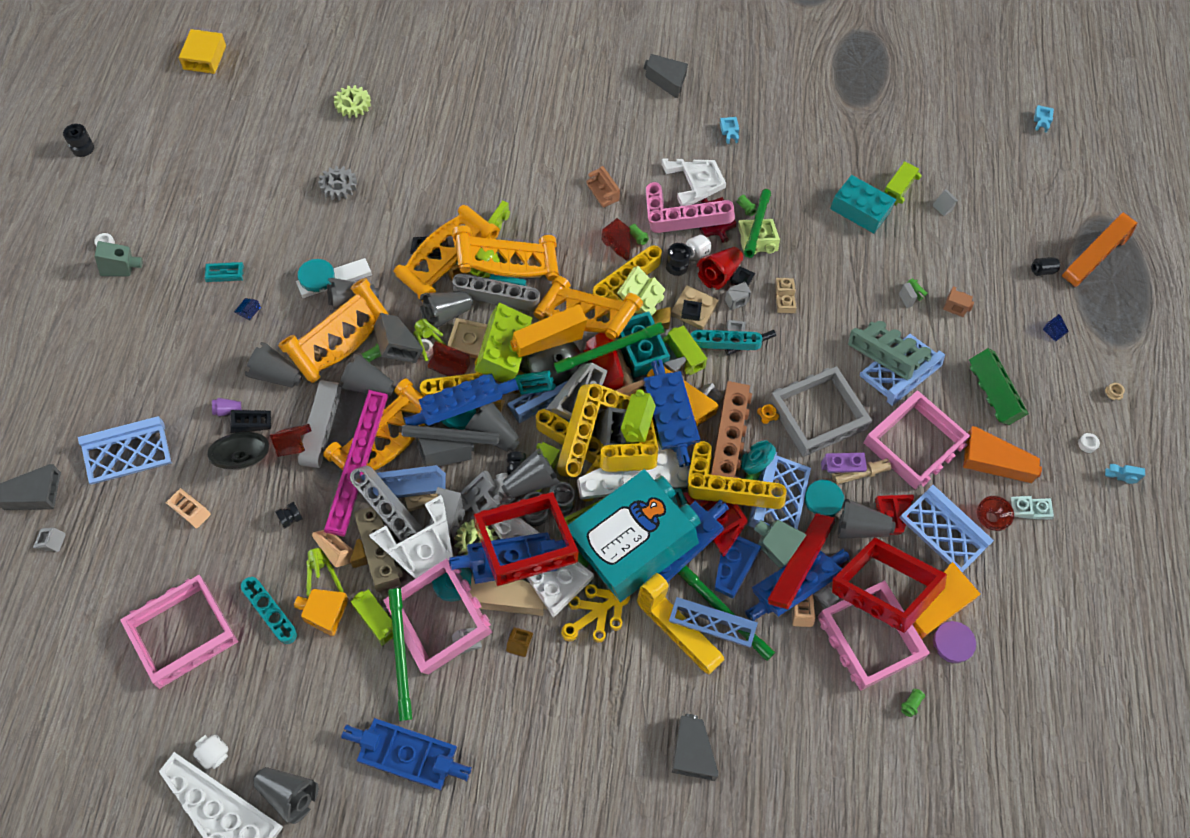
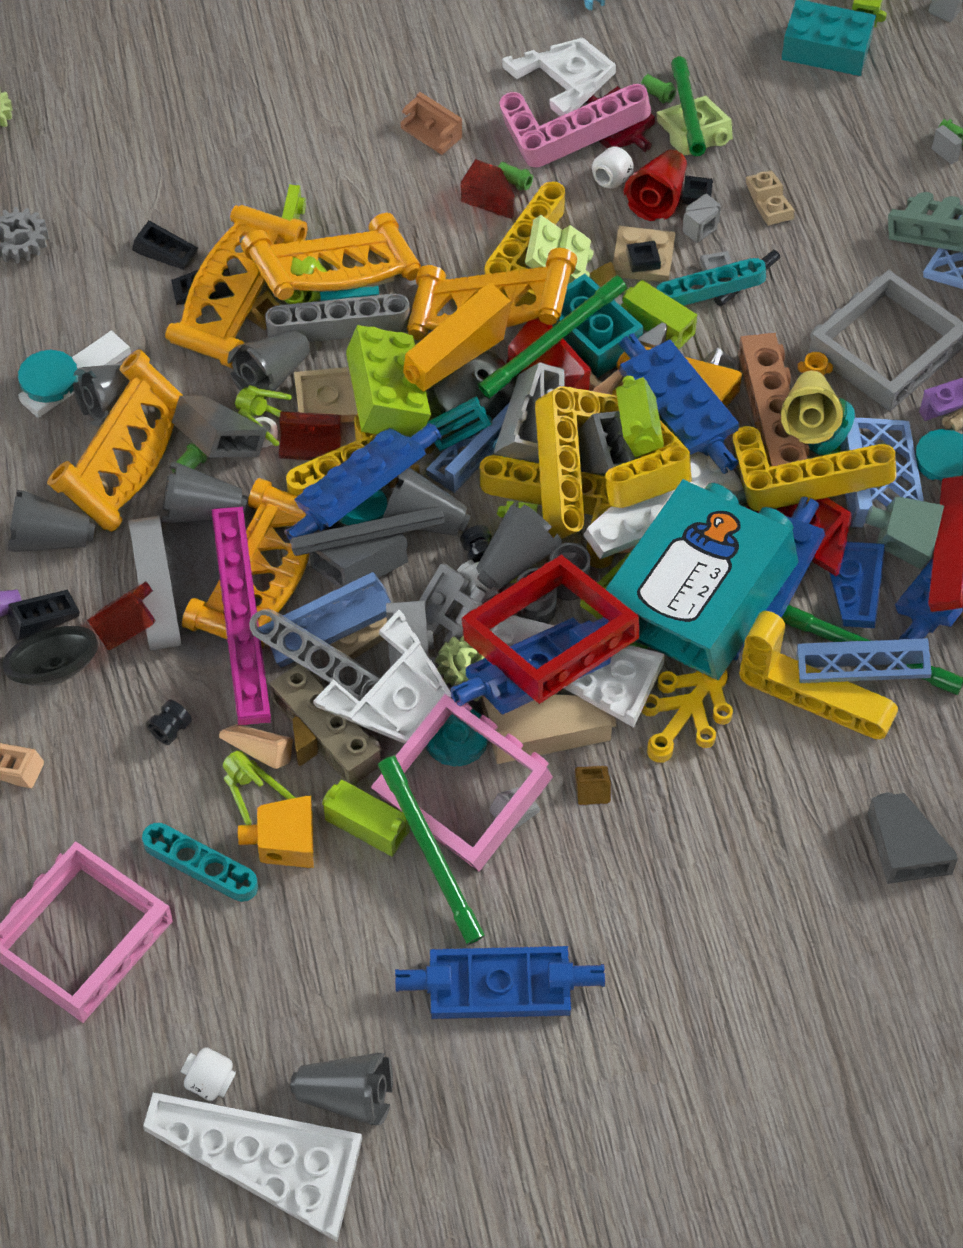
camera: 15 degrees left, 5 degrees down
(413, 203) = (160, 235): none -> black slope
(678, 259) = (591, 191): black wheel -> none
(748, 443) = (811, 409): none -> light yellow cone

